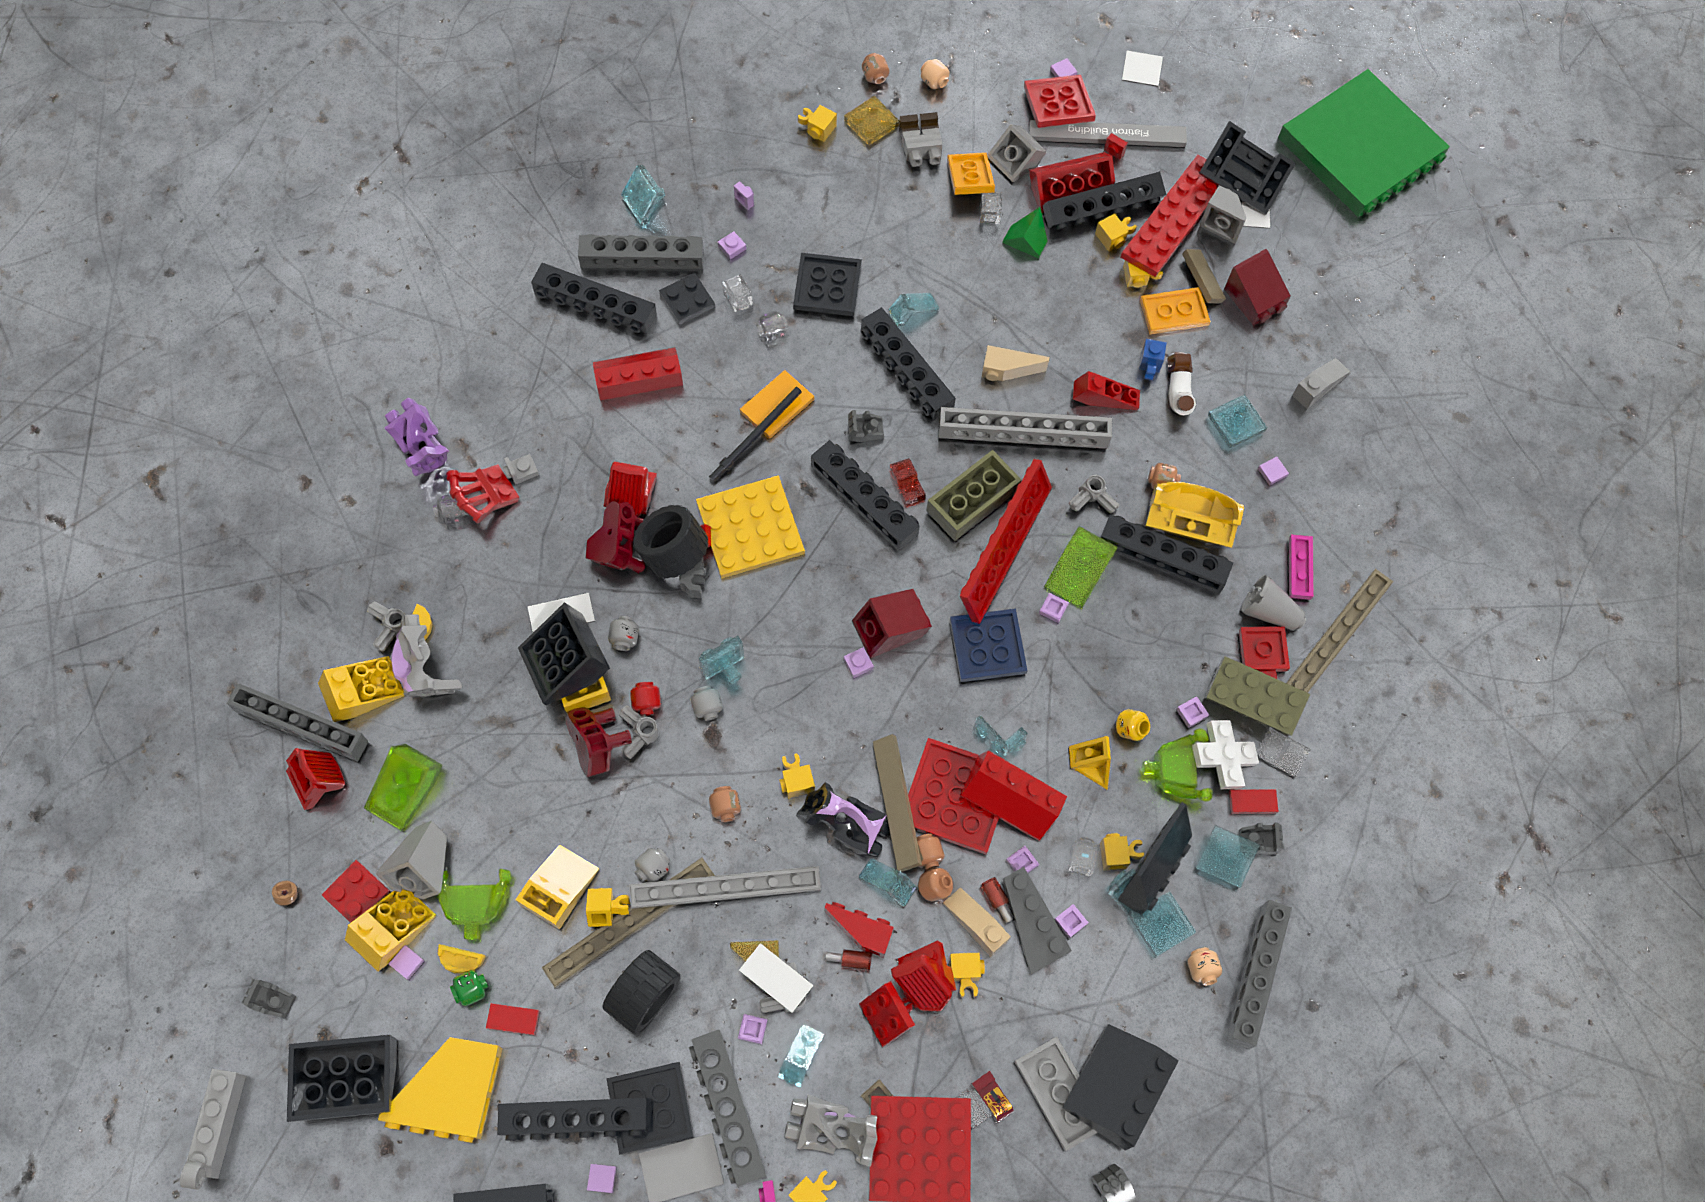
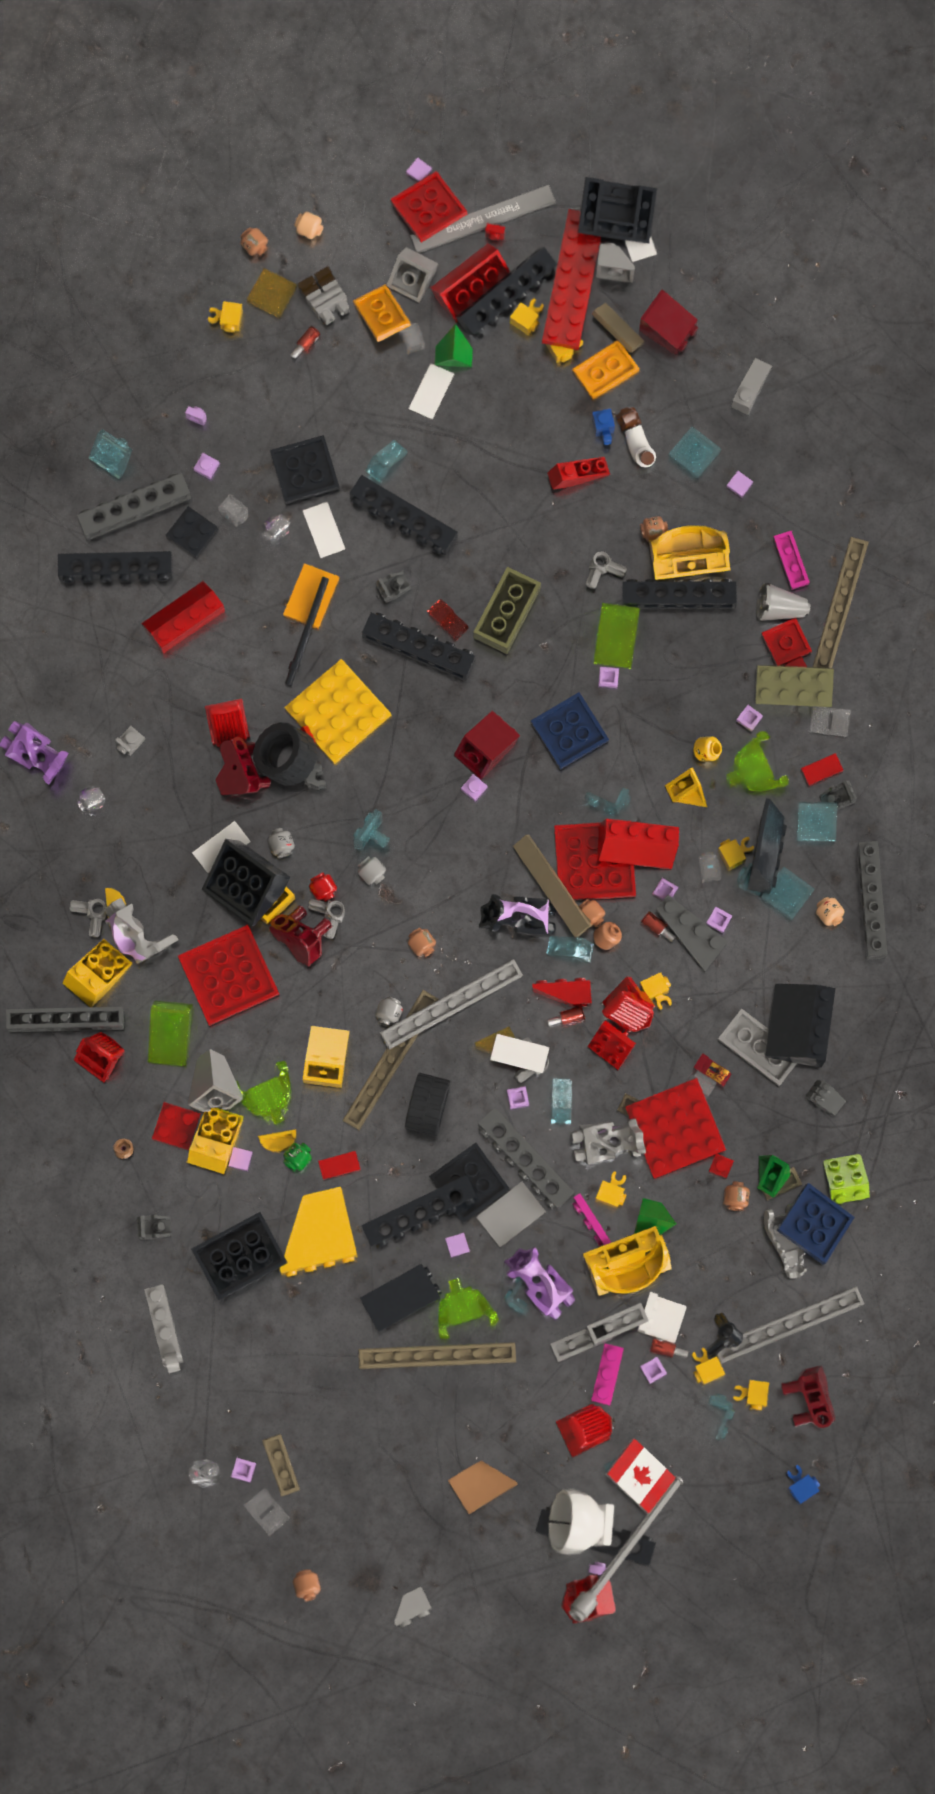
camera: 20 degrees left, 10 degrees up
(493, 485) = (115, 765): red plate -> none
(497, 750) = (228, 975): none -> red plate
(601, 906) = (367, 1057): yellow brick -> none
(796, 779) = (468, 900): yellow brick -> none
(820, 348) = (324, 529): none -> white sticker
(884, 172) = (306, 341): none -> clear red piece
(977, 922) = (649, 950): tan slope -> none
(988, 264) = (431, 391): none -> white sticker
(1006, 541) = (549, 639): red plate -> none
(1009, 364) = (484, 481): tan slope -> none
(1025, 427) = (524, 533): light grey brick -> none
(1142, 68) = (487, 137): white sticker -> none
(1225, 754) = (787, 742): white plate -> none
(1363, 143) = (708, 137): green panel -> none

